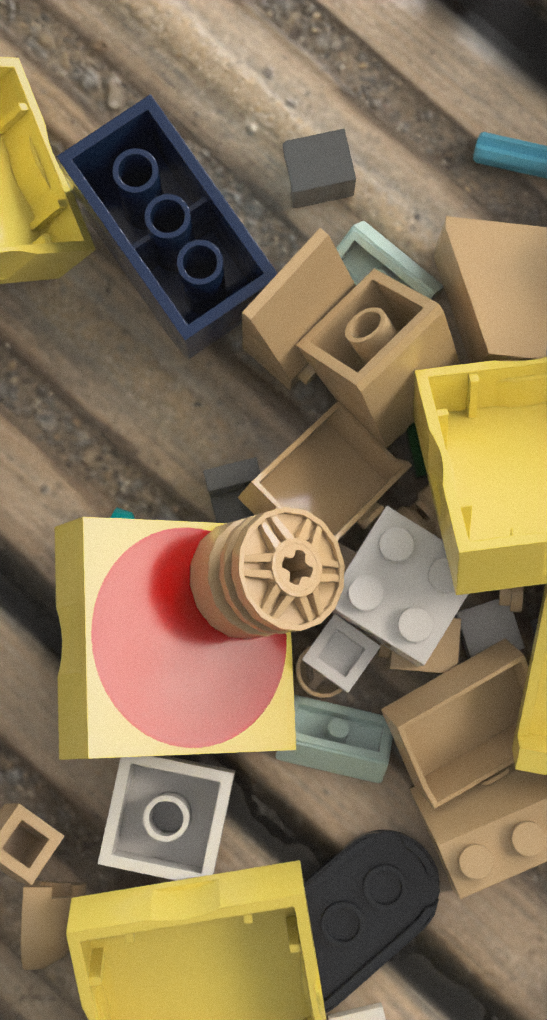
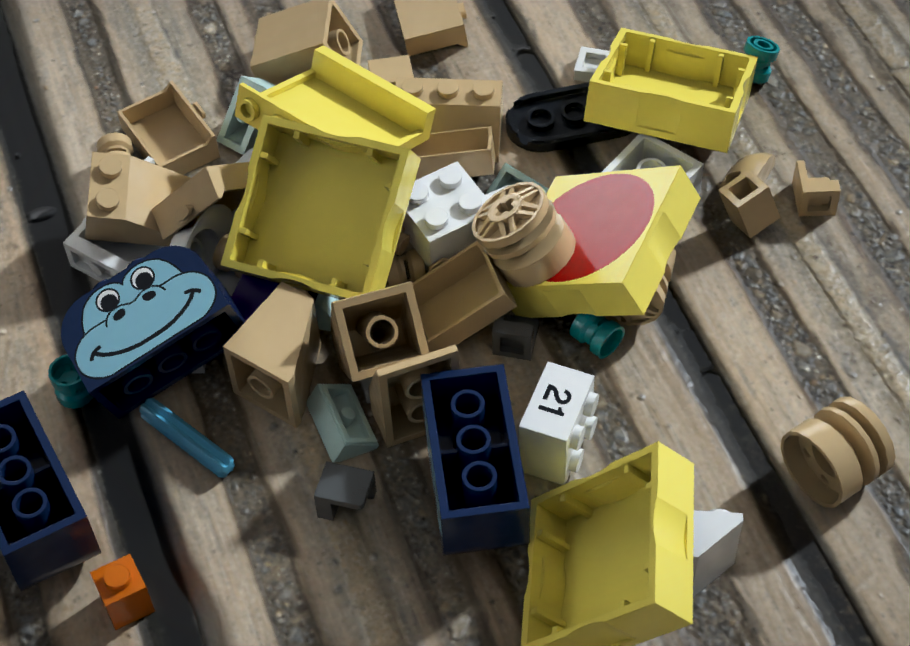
camera: 150 degrees left, 30 degrees down
(108, 356) = (558, 423): none -> white brick

